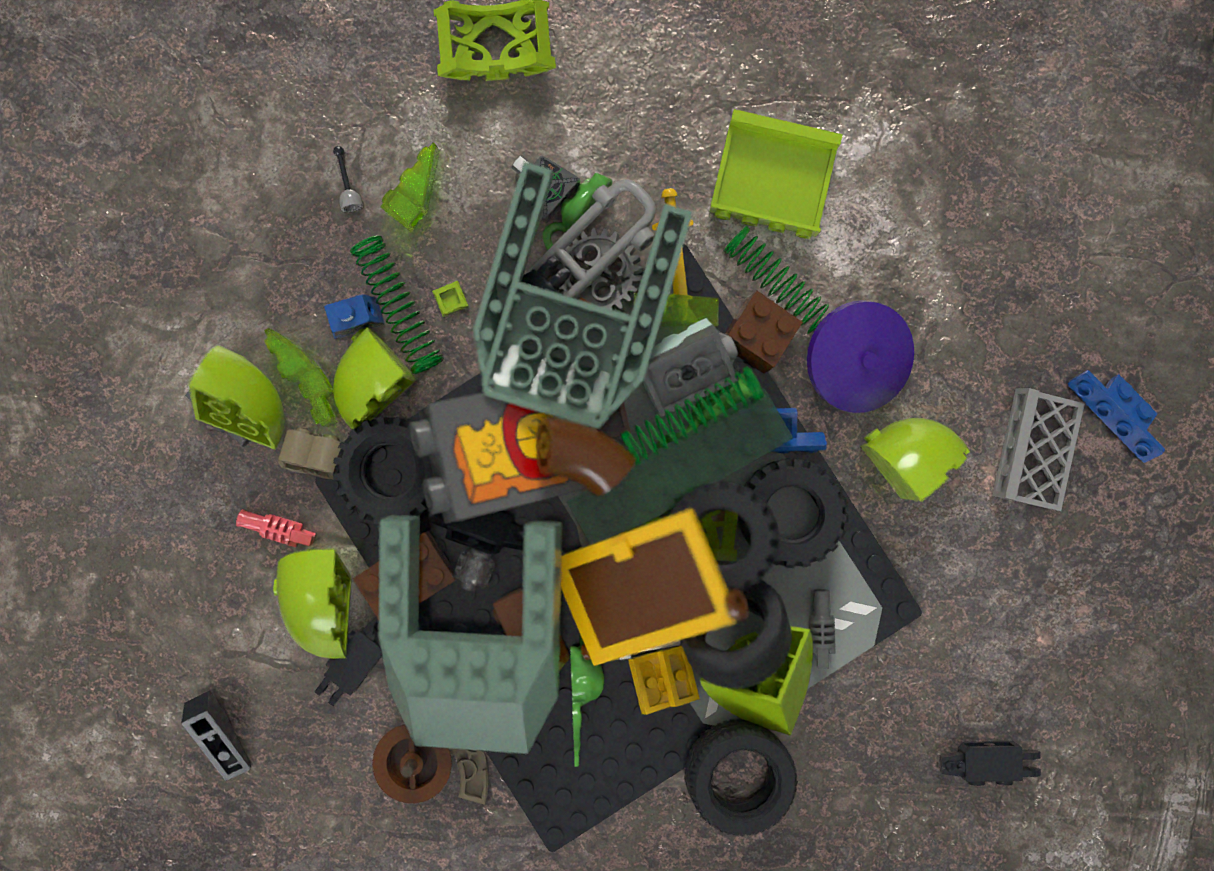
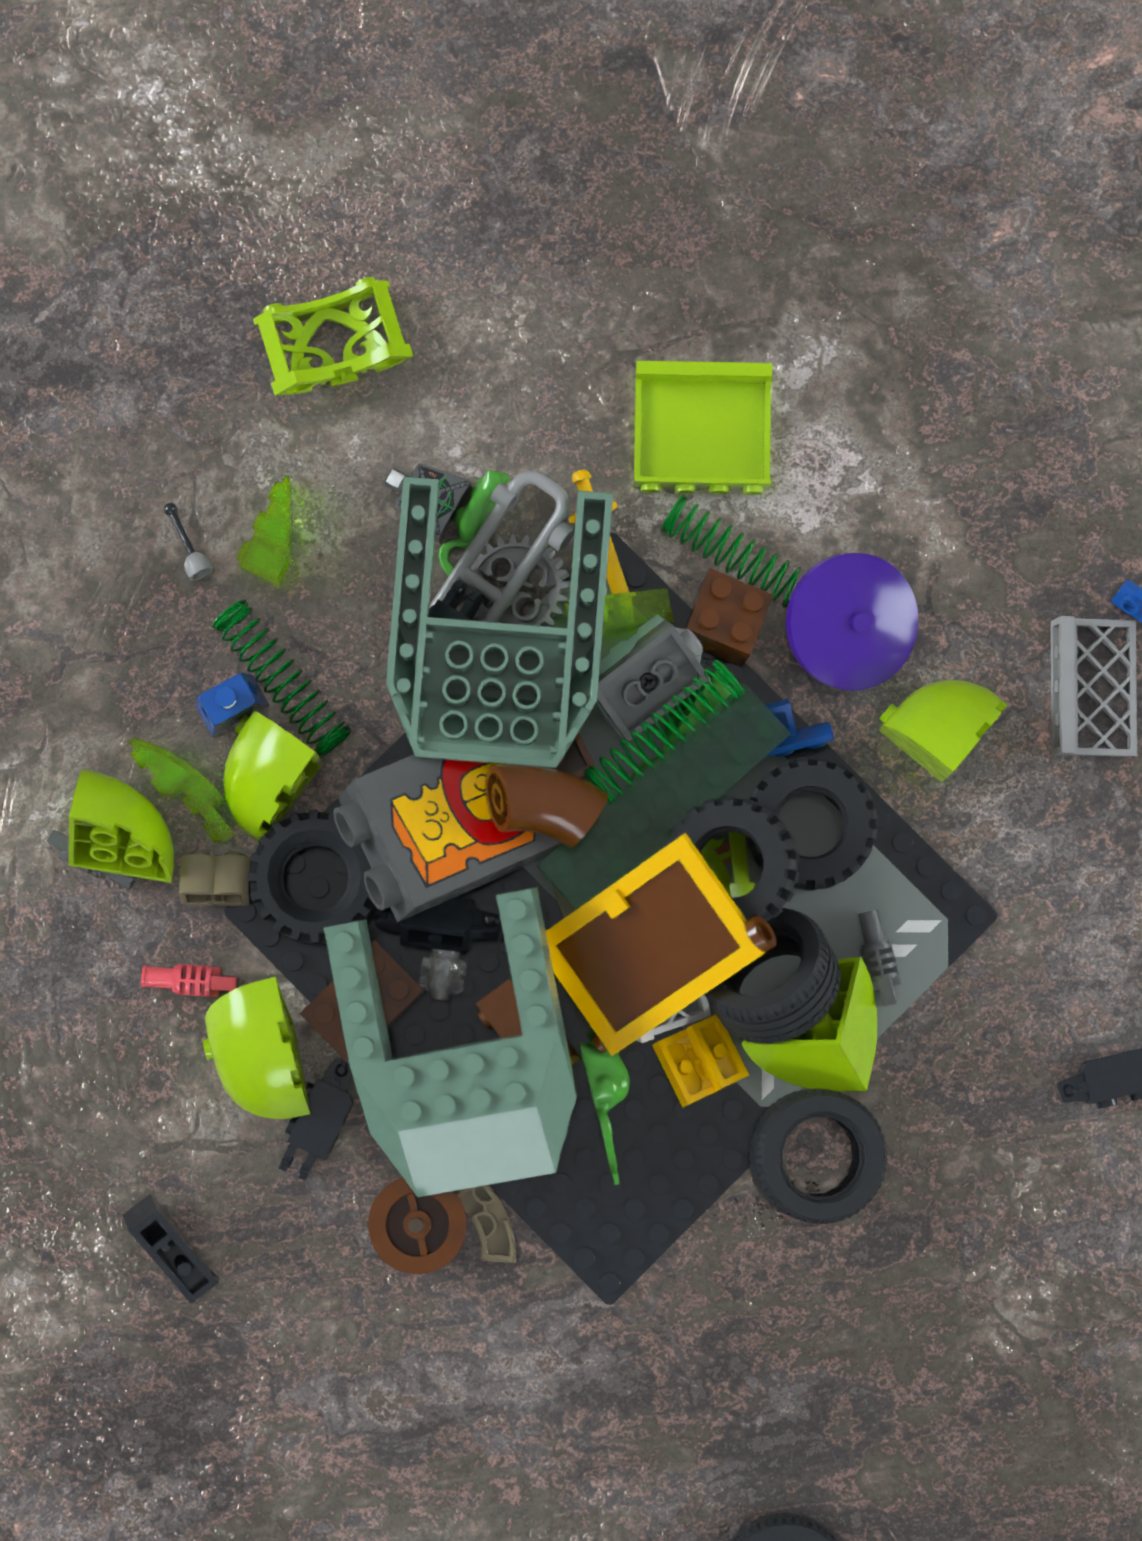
camera: 15 degrees left, 5 degrees down
(450, 298) = (343, 657): lime tile -> none

